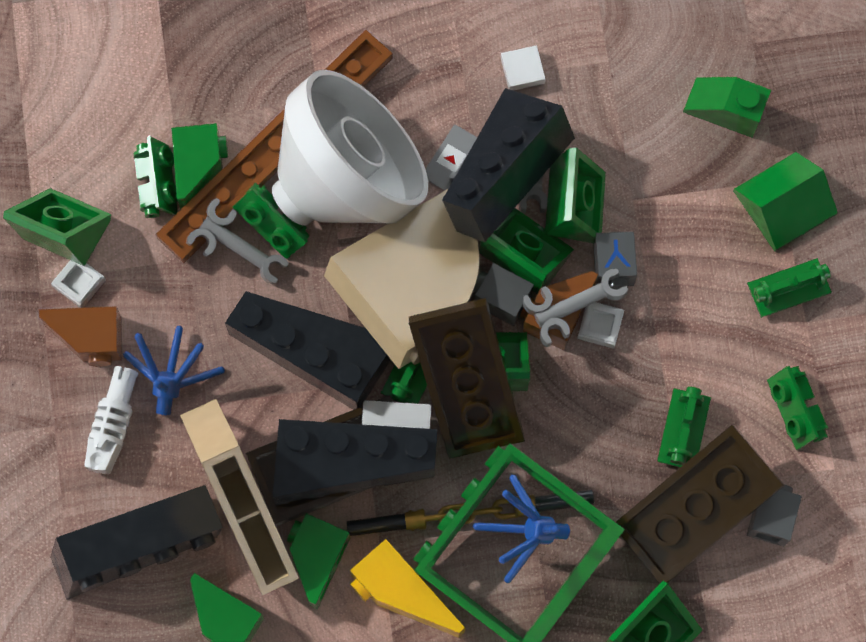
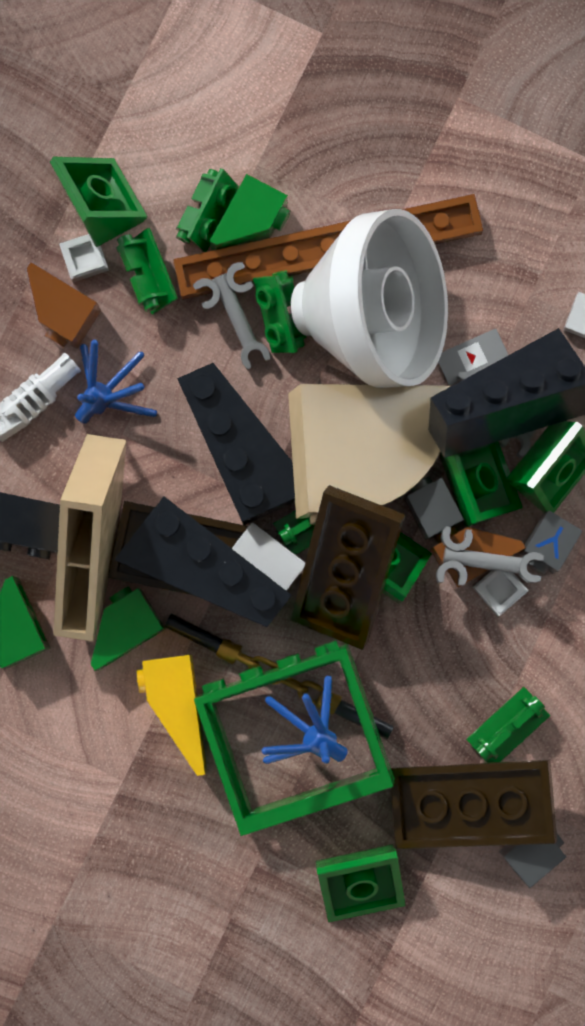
camera: 35 degrees right, 10 degrees up
(140, 256) = (152, 280): none -> green hinge

